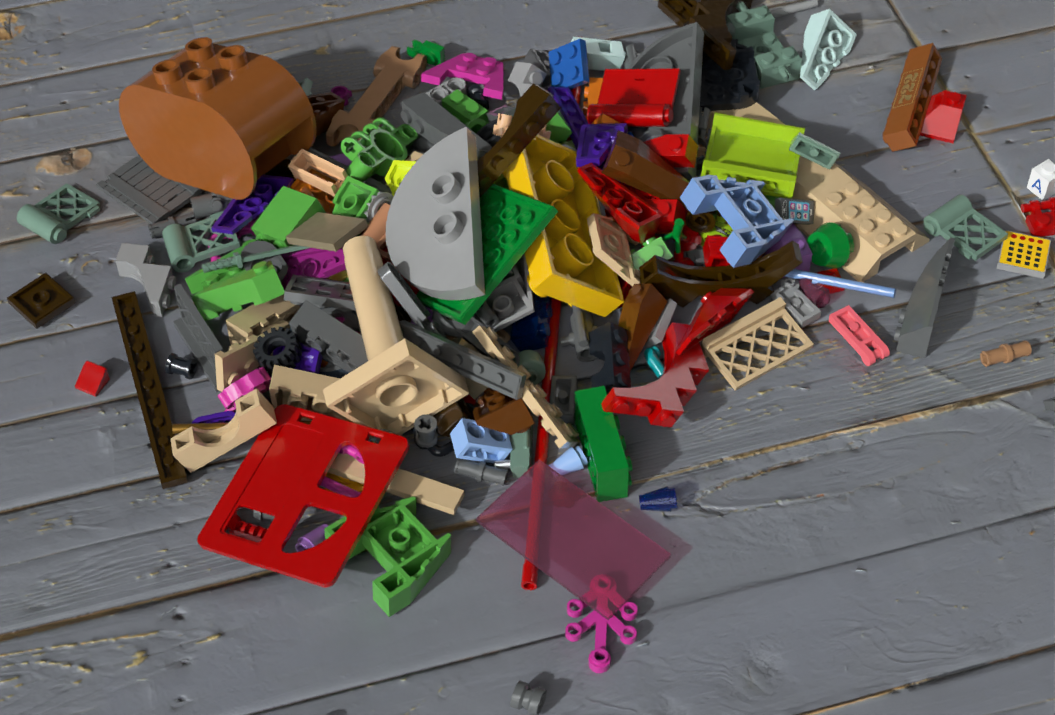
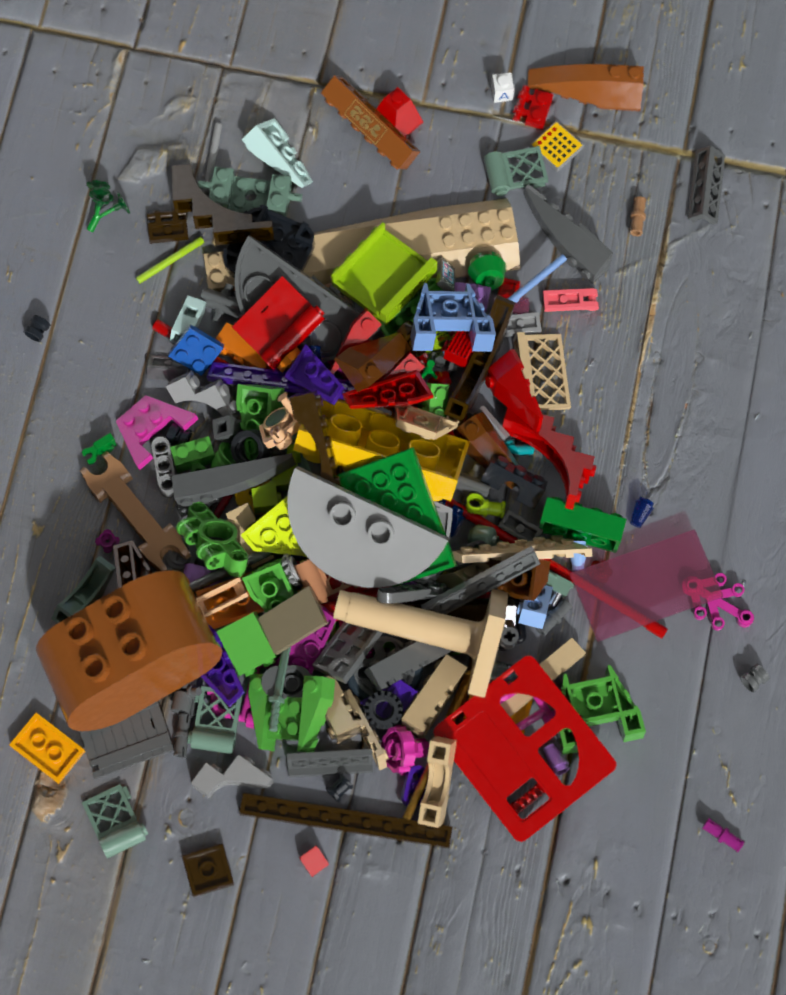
camera: 65 degrees left, 20 degrees up
(104, 140) = (47, 748): none -> light orange plate
(566, 356) = (486, 507): none -> lime connector
(641, 22) = (169, 260): none -> lime bar
(814, 150) = (404, 229): sand green slope -> none

